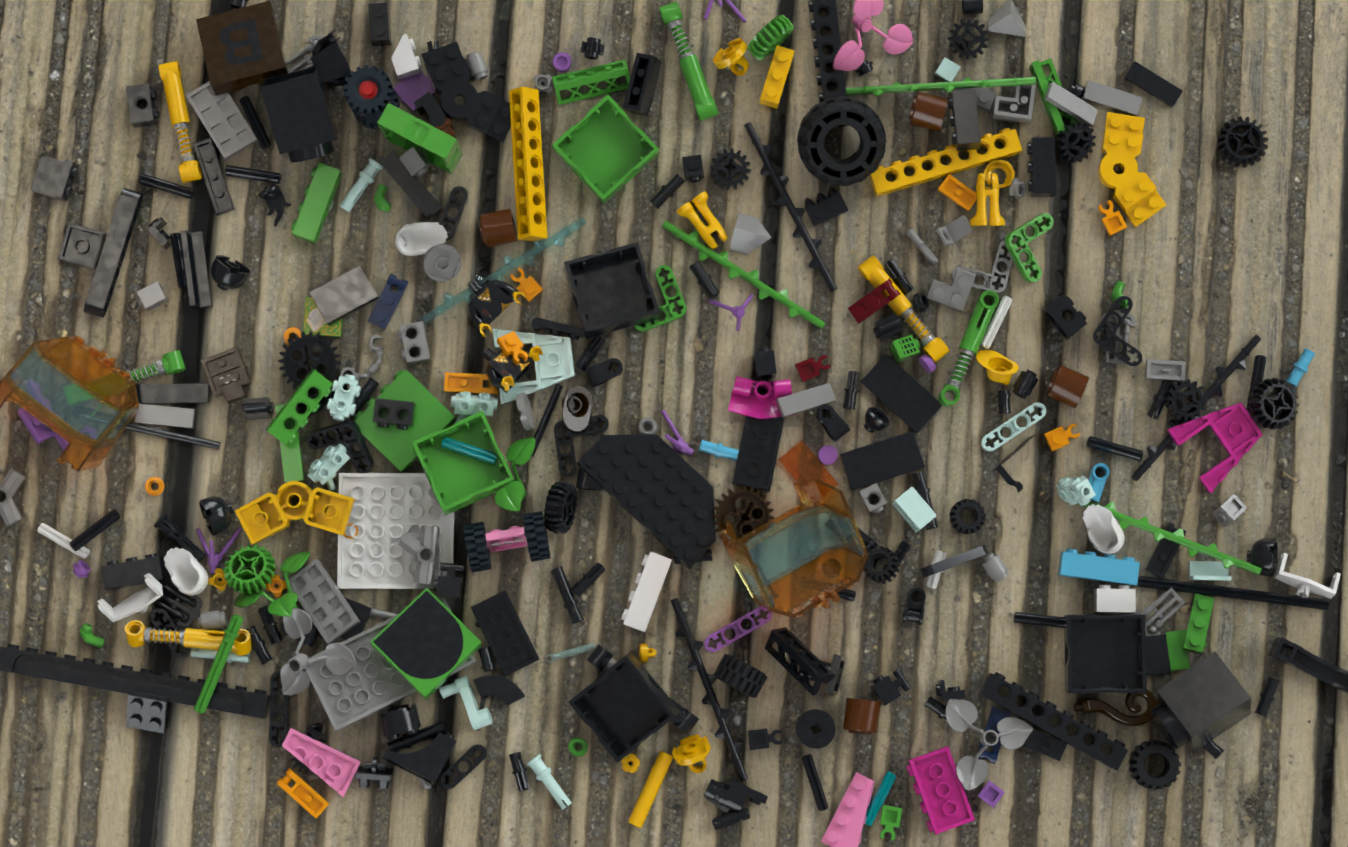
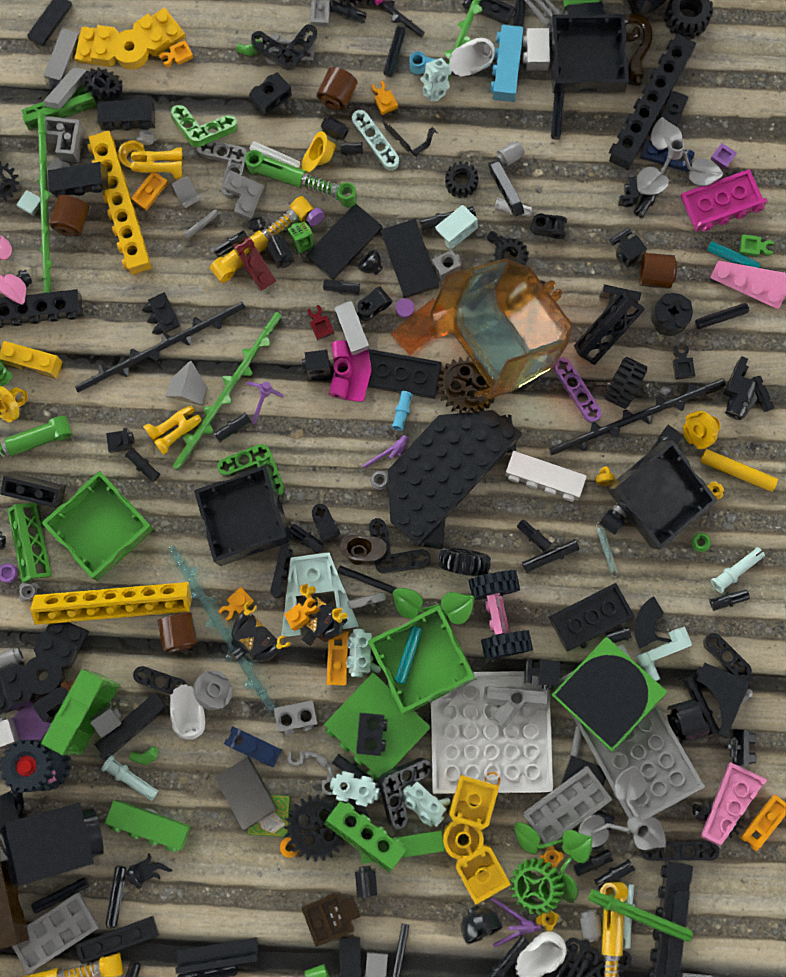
camera: 85 degrees left, 5 degrees down
(229, 274) = (222, 918): black cylinder -> none
(723, 169) = (121, 412): black gear -> none
(828, 115) = (80, 312): black tyre -> none

